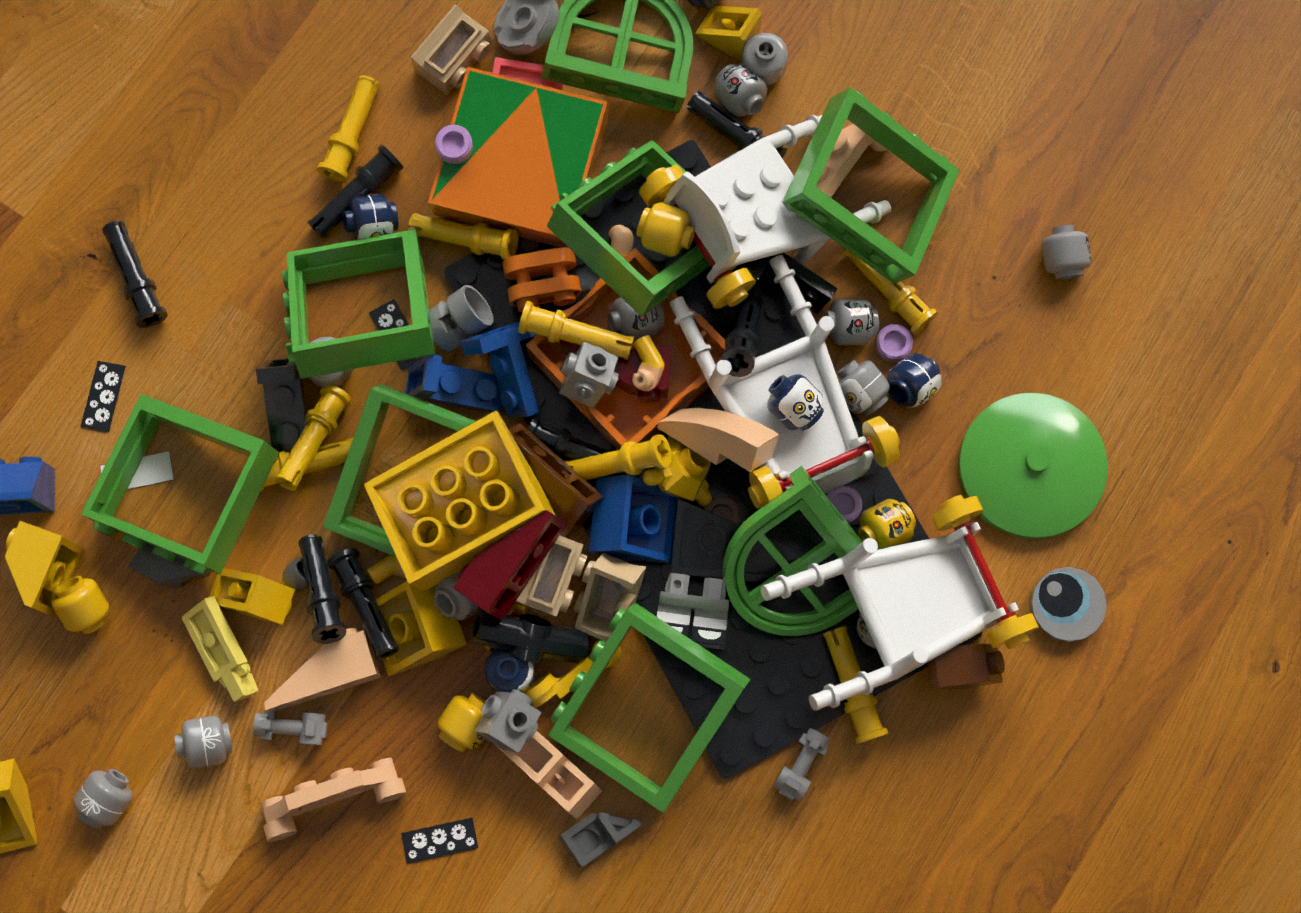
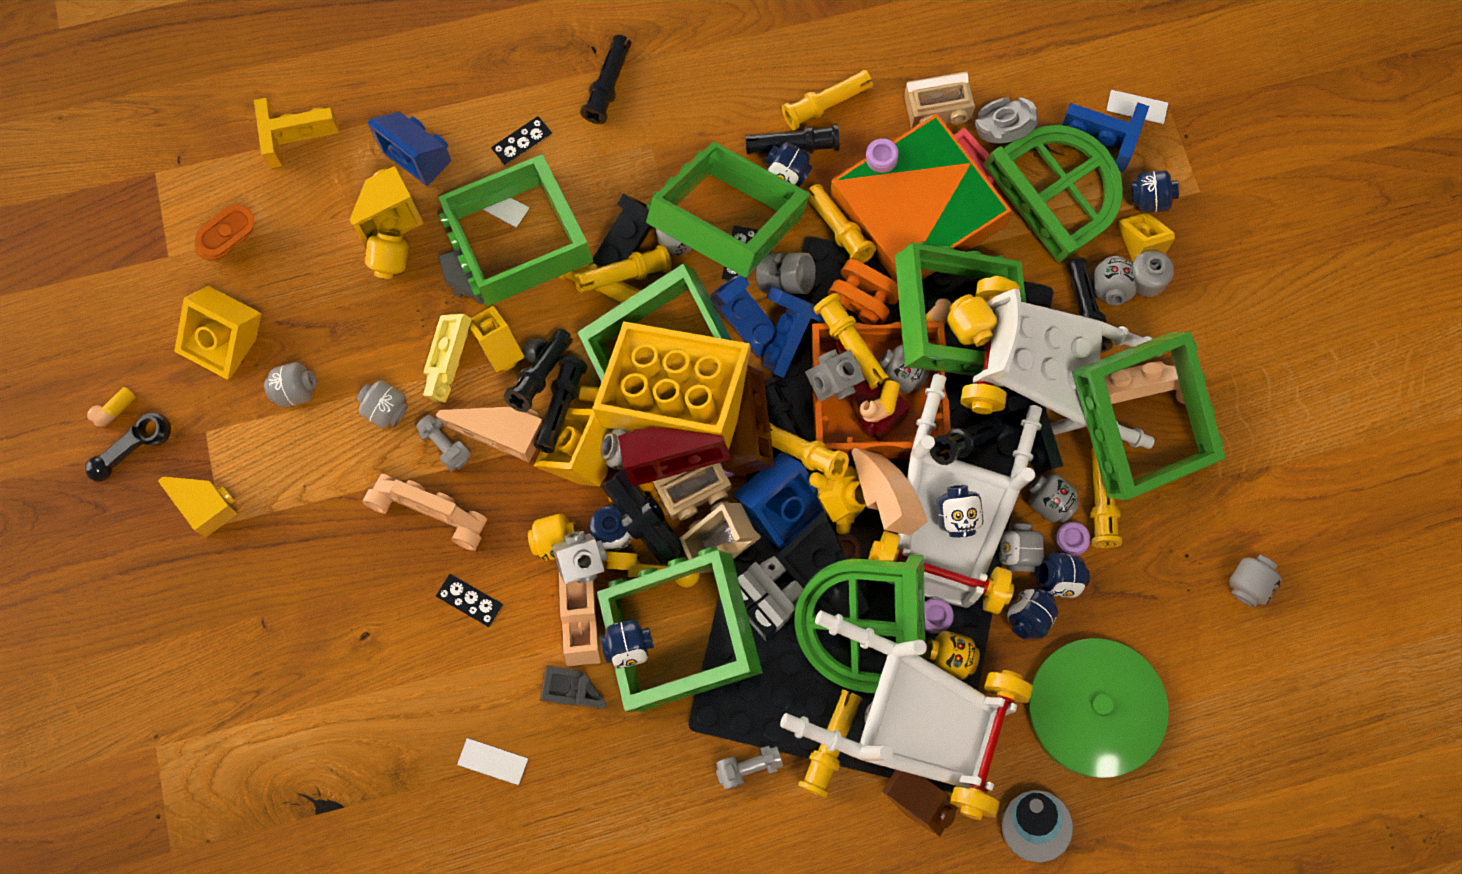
camera: 45 degrees right, 5 degrees down
(617, 756) = (626, 643): none -> dark blue head
(919, 434) = (1032, 613): none -> dark blue head

